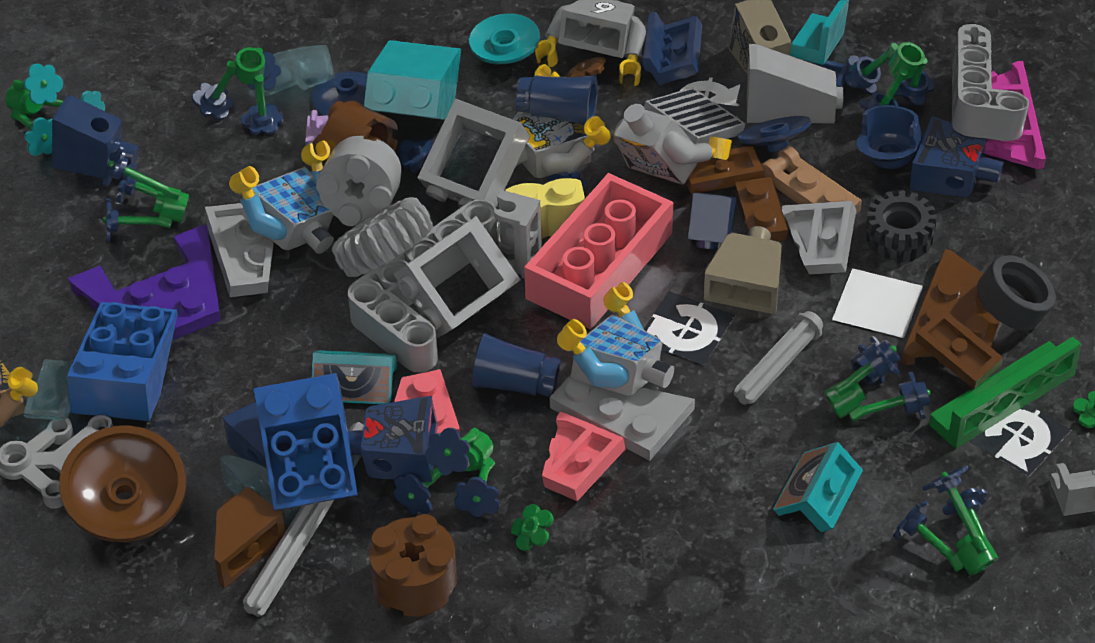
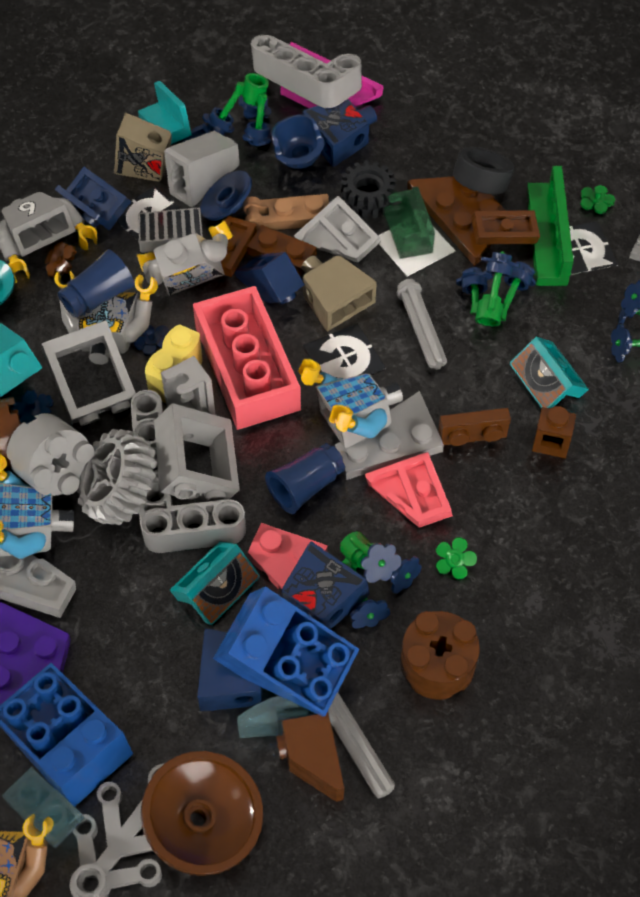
camera: 55 degrees left, 10 degrees up
(691, 460) = (474, 426): none -> reddish brown plate
(744, 522) = (555, 423): none -> reddish brown brick
(890, 281) = (410, 224): none -> clear green hinge

